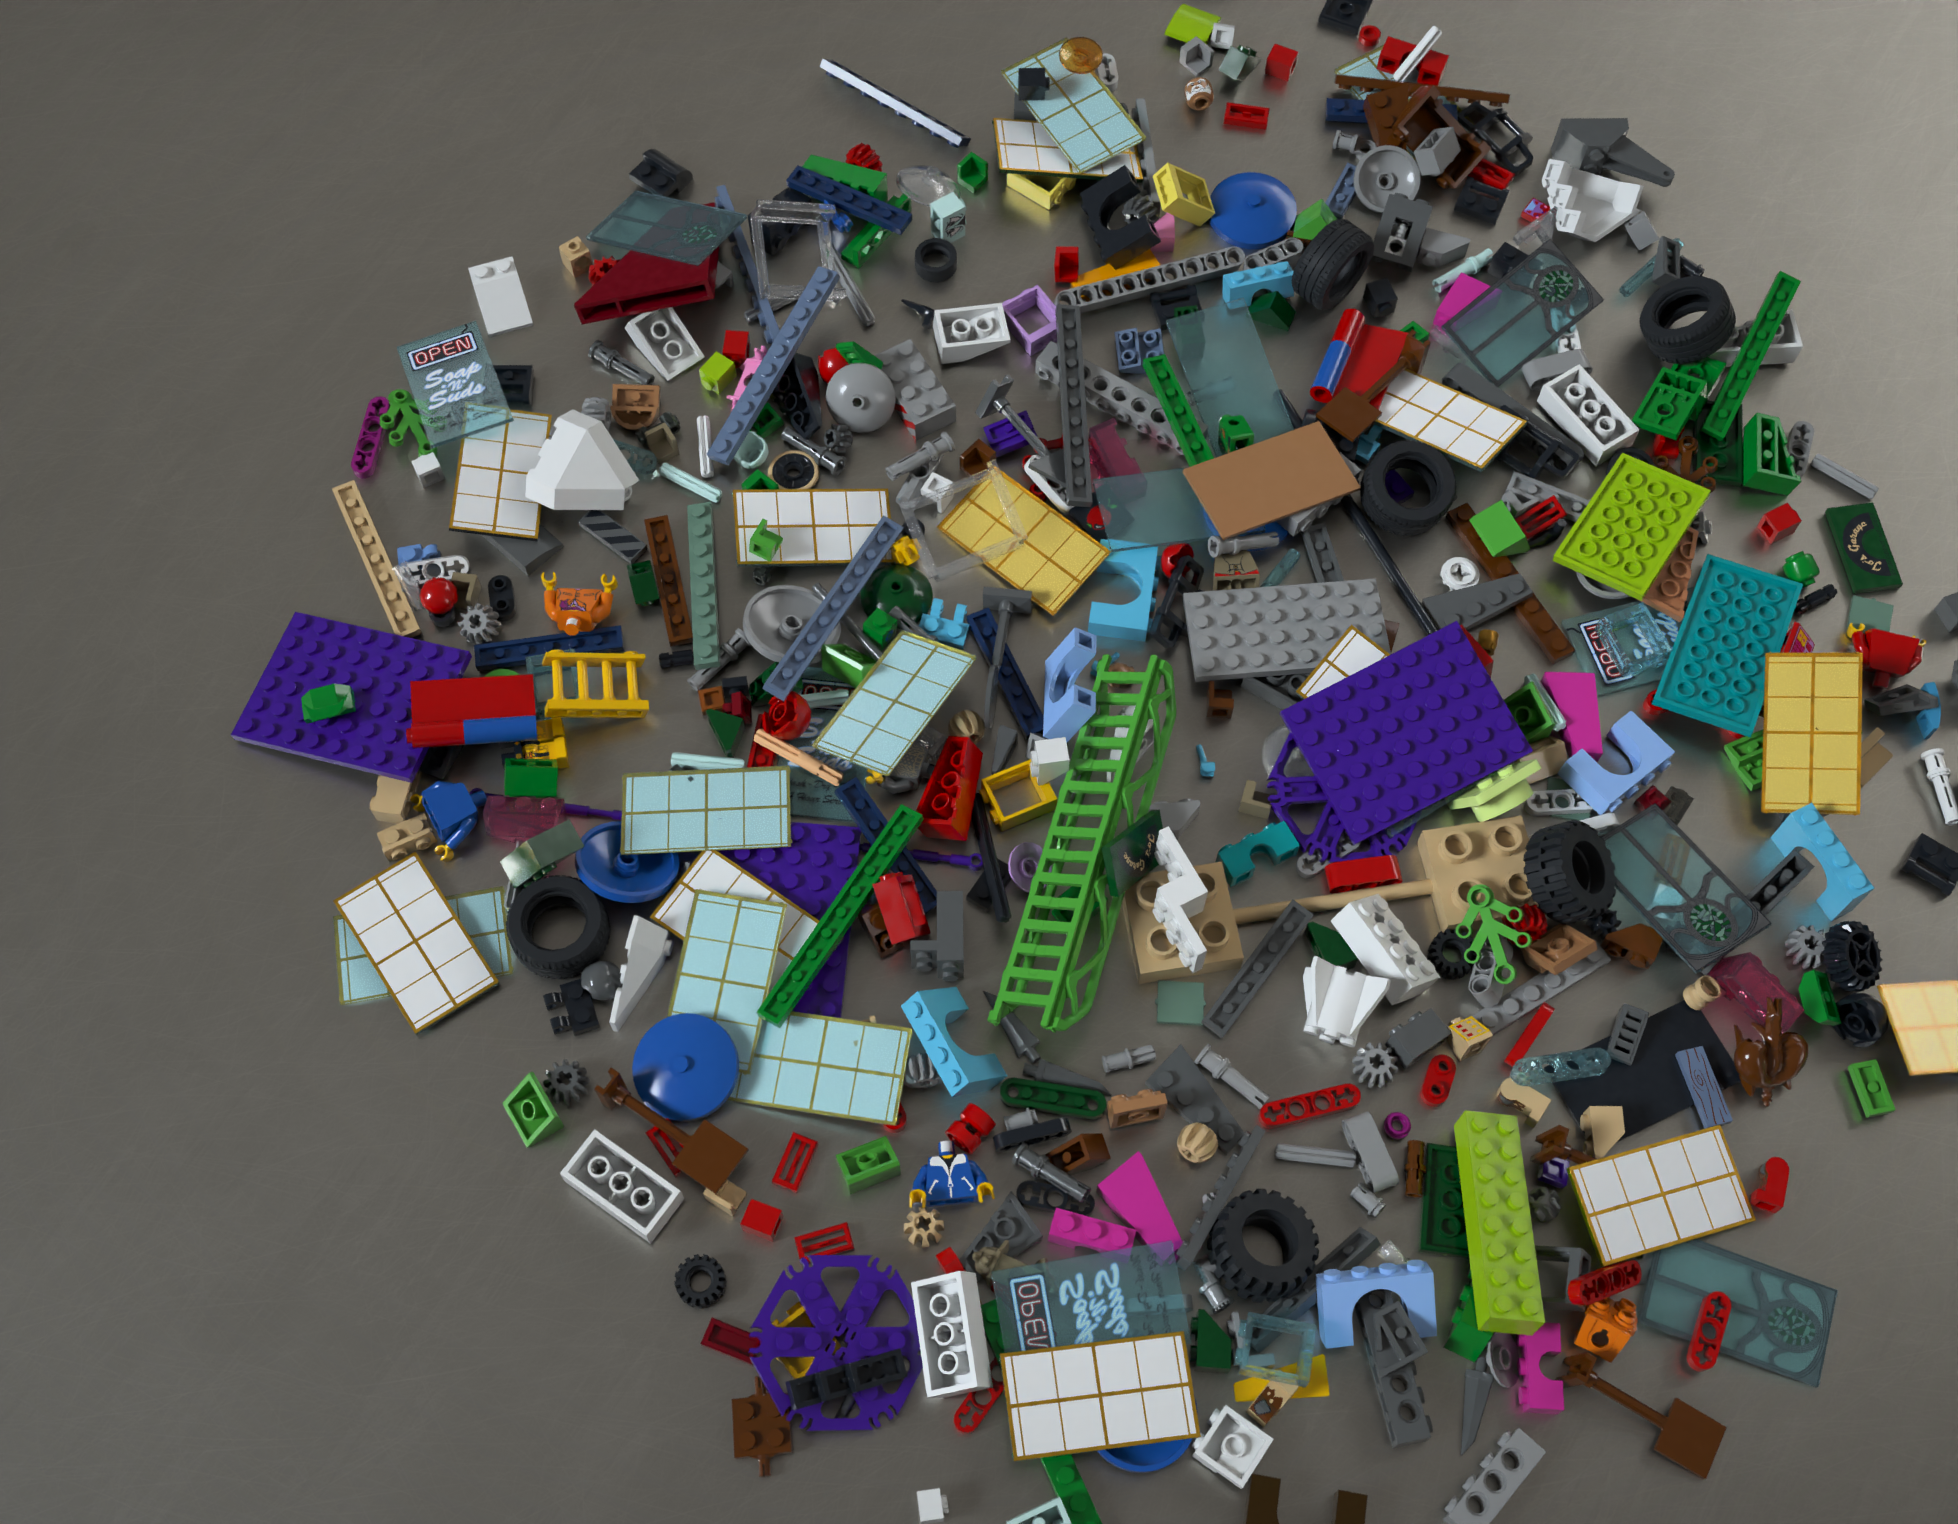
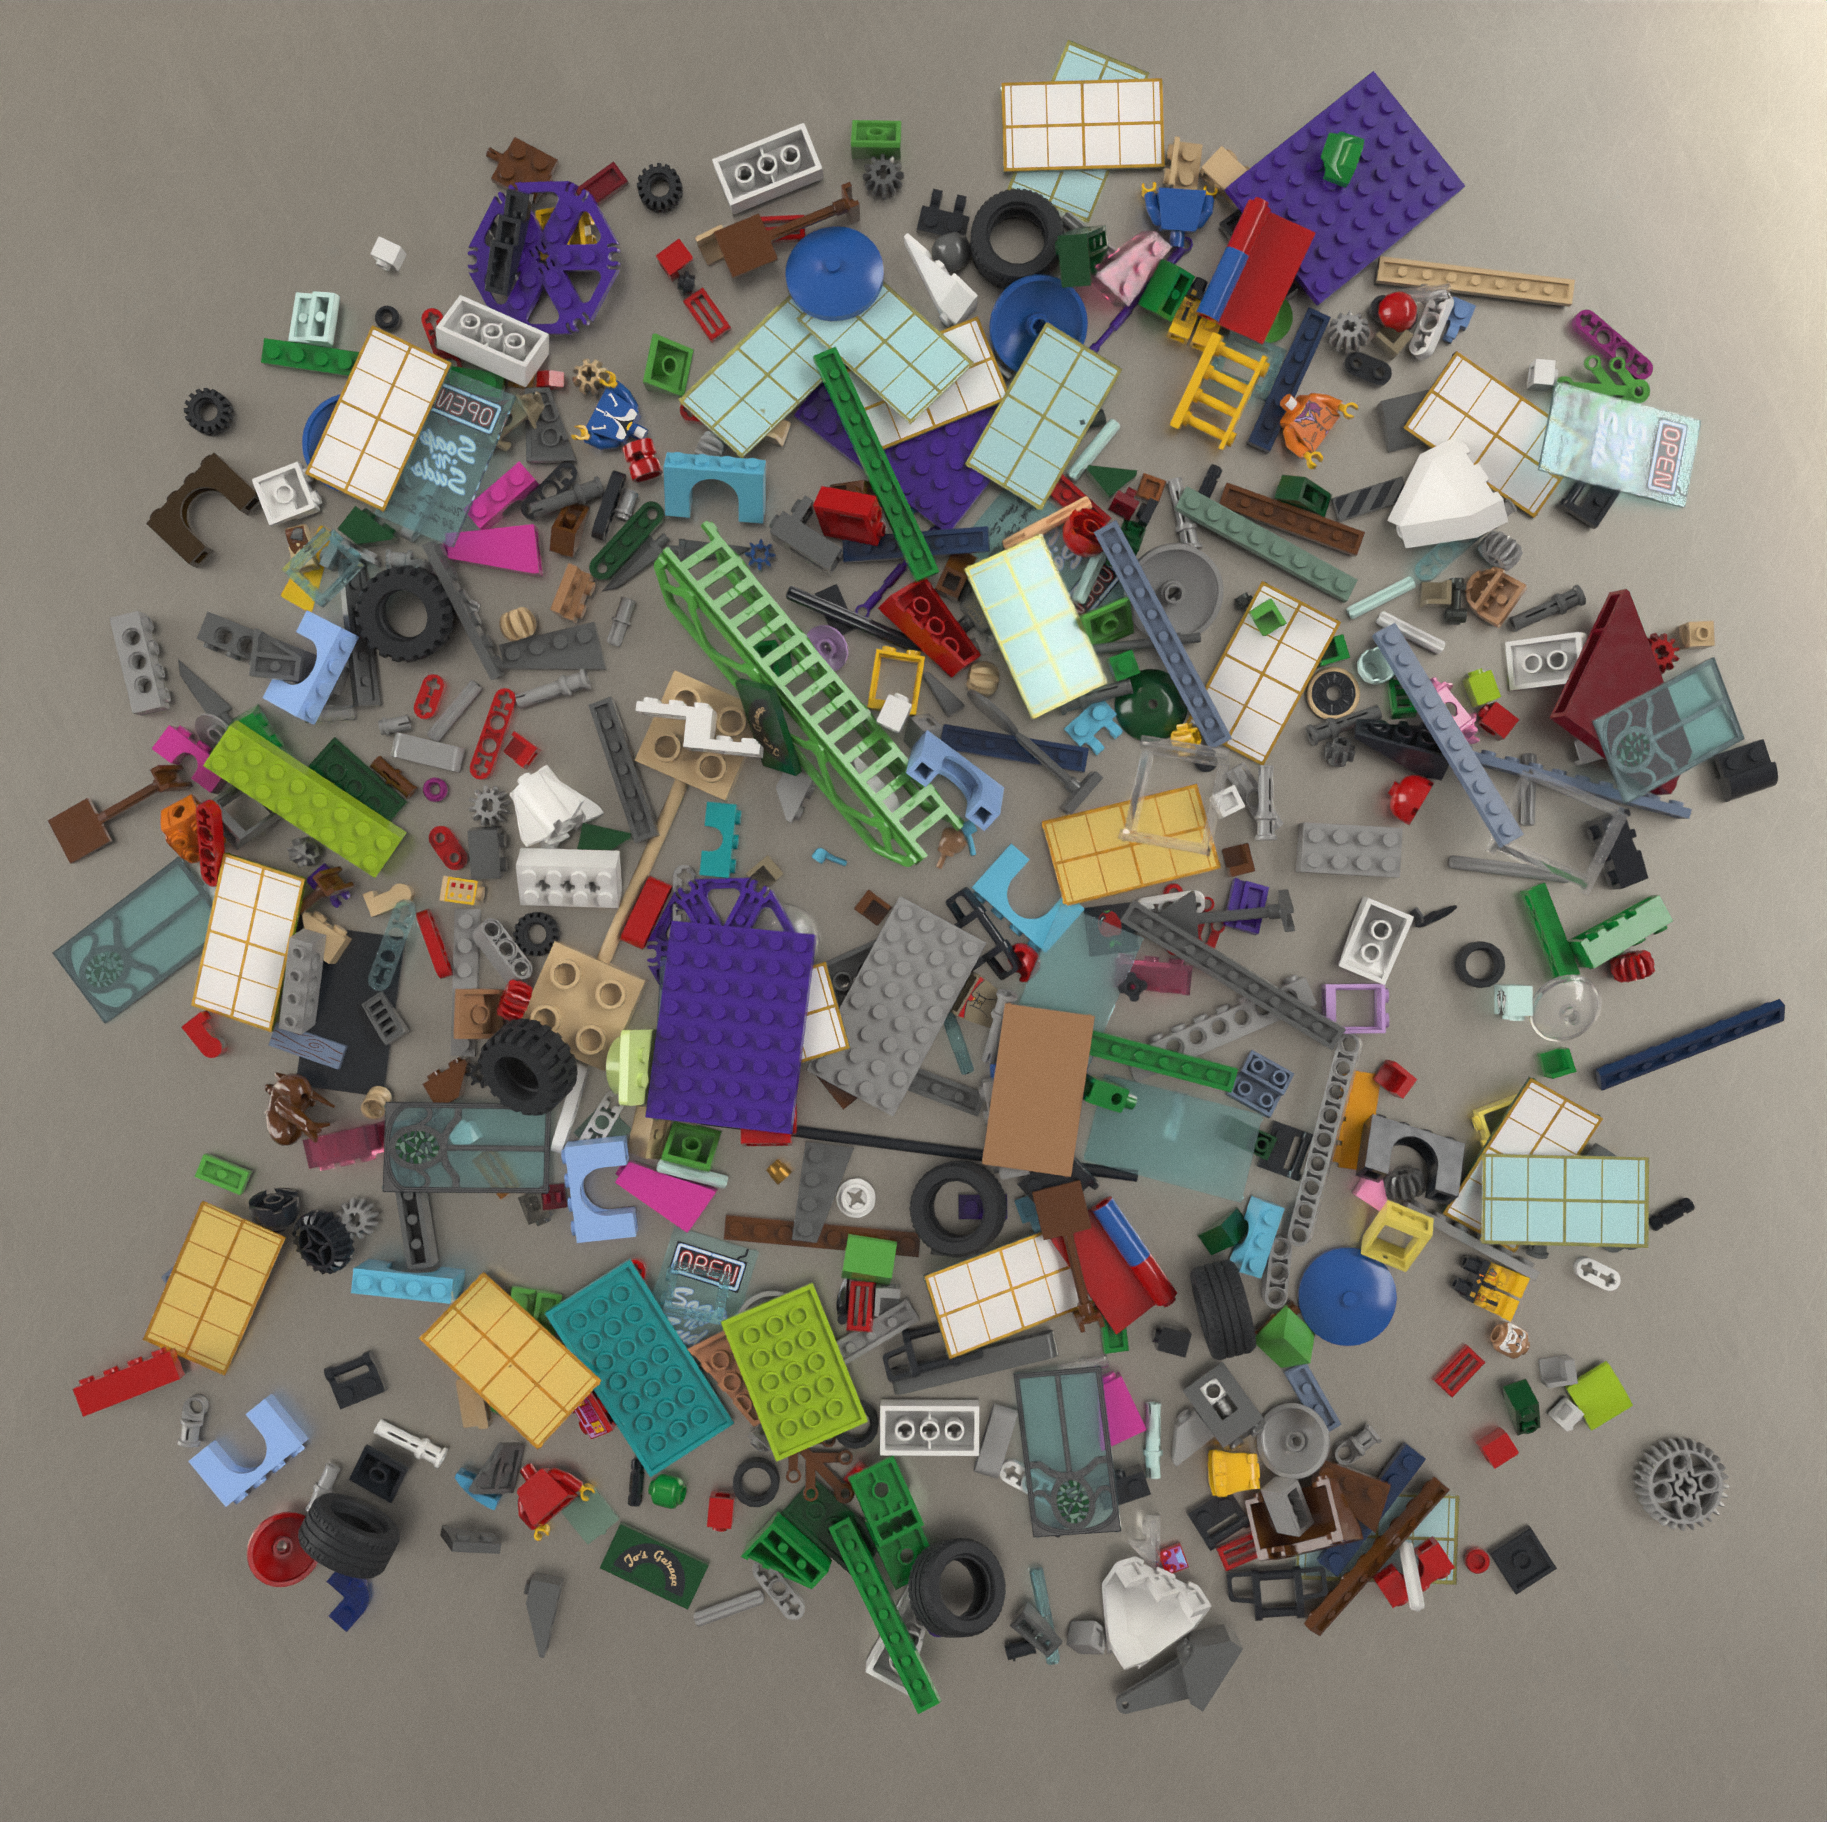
camera: 120 degrees right, 25 degrees up
(500, 296) = (1695, 542): white slope -> none
(778, 1196) = (686, 283): none -> black plate
(822, 1233) = (636, 278): red tile -> none
(841, 221) = (1574, 900): blue plate -> none
(849, 200) = (1590, 918): dark blue plate -> none
(855, 353) = (1397, 813): green slope -> none
(867, 384) = (1365, 793): light grey dish -> none
(893, 795) = (953, 576): none -> reddish brown slope
(982, 966) = (760, 547): none -> blue gear
(993, 1458) = (382, 313): none -> black plate
(1022, 50) = (1671, 1214): none -> black axle
(1032, 84) = (1608, 1172): black brick -> none
(1080, 55) = (1624, 1242): clear orange dish -> none
(1132, 468) = (1132, 979): none -> black plate
(1170, 125) = (1483, 1280): none -> hips
(1180, 1002) = (635, 688): sand green piece -> none
(1306, 1069) = (521, 750): none -> red panel
(1318, 1179) = (424, 695): none -> red beam
(1446, 202) = (1232, 1472): none -> yellow piece
(1491, 929) = (520, 966): bright green plant -> none
(1655, 1116) = (302, 981): none -> light grey brick
(1695, 1347) = (140, 919): red beam -> none
(1740, 498) = (742, 1495): none -> black tyre
(1818, 998) = (308, 1186): green slope -> none

